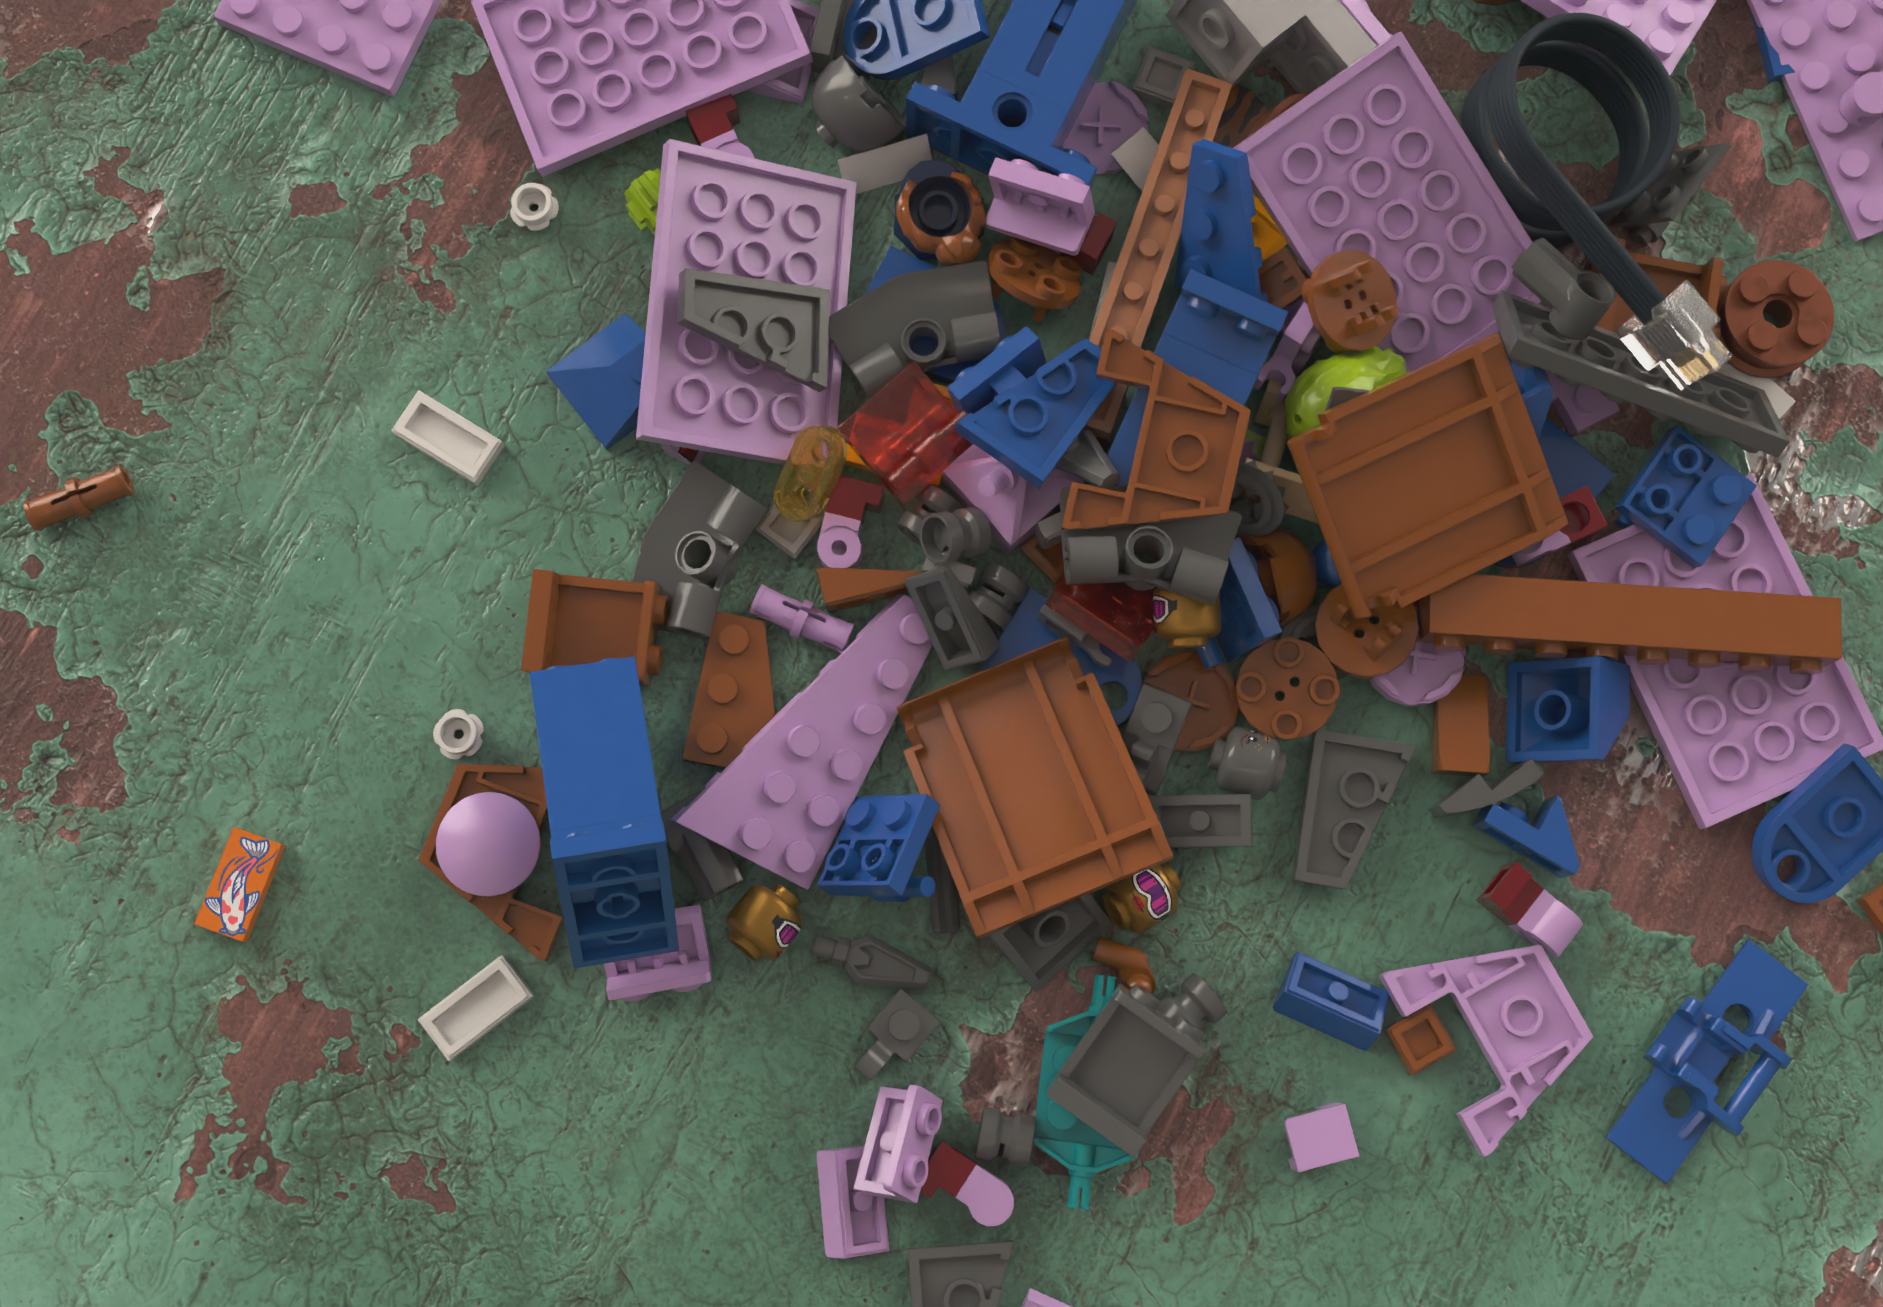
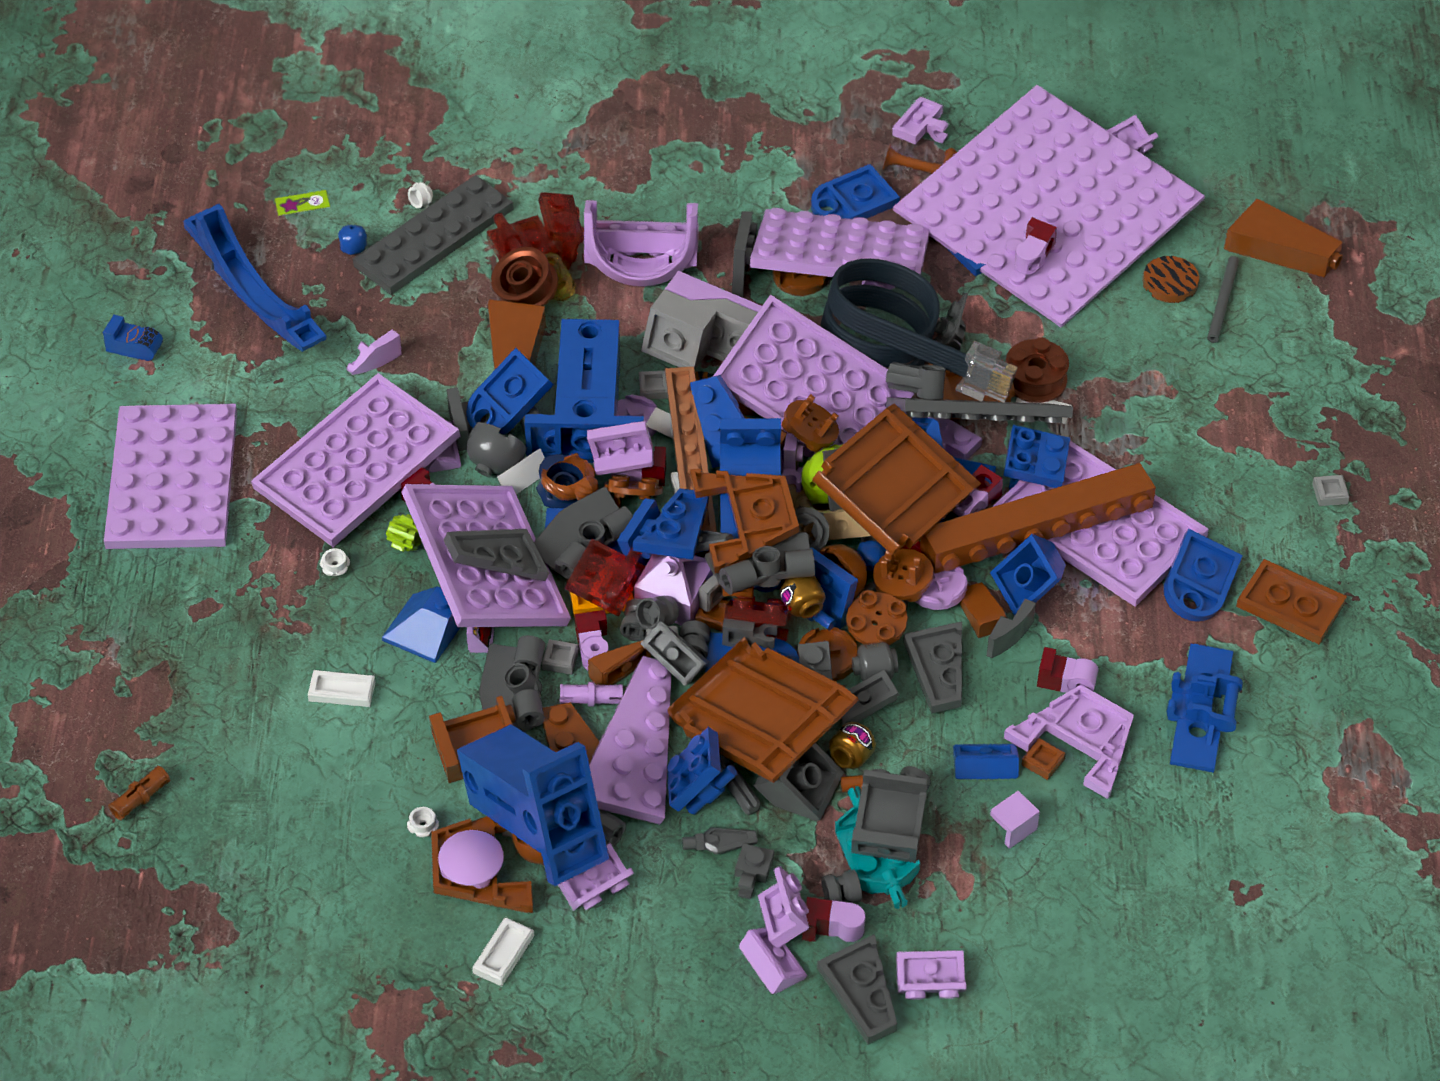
camera: 20 degrees left, 30 degrees down
(240, 884) = (331, 945): tile -> none
(764, 922) = (648, 839): pearl gold head -> none
(810, 469) = (559, 617): clear yellow plate -> none
(1543, 842) = (1056, 635): blue slope -> none

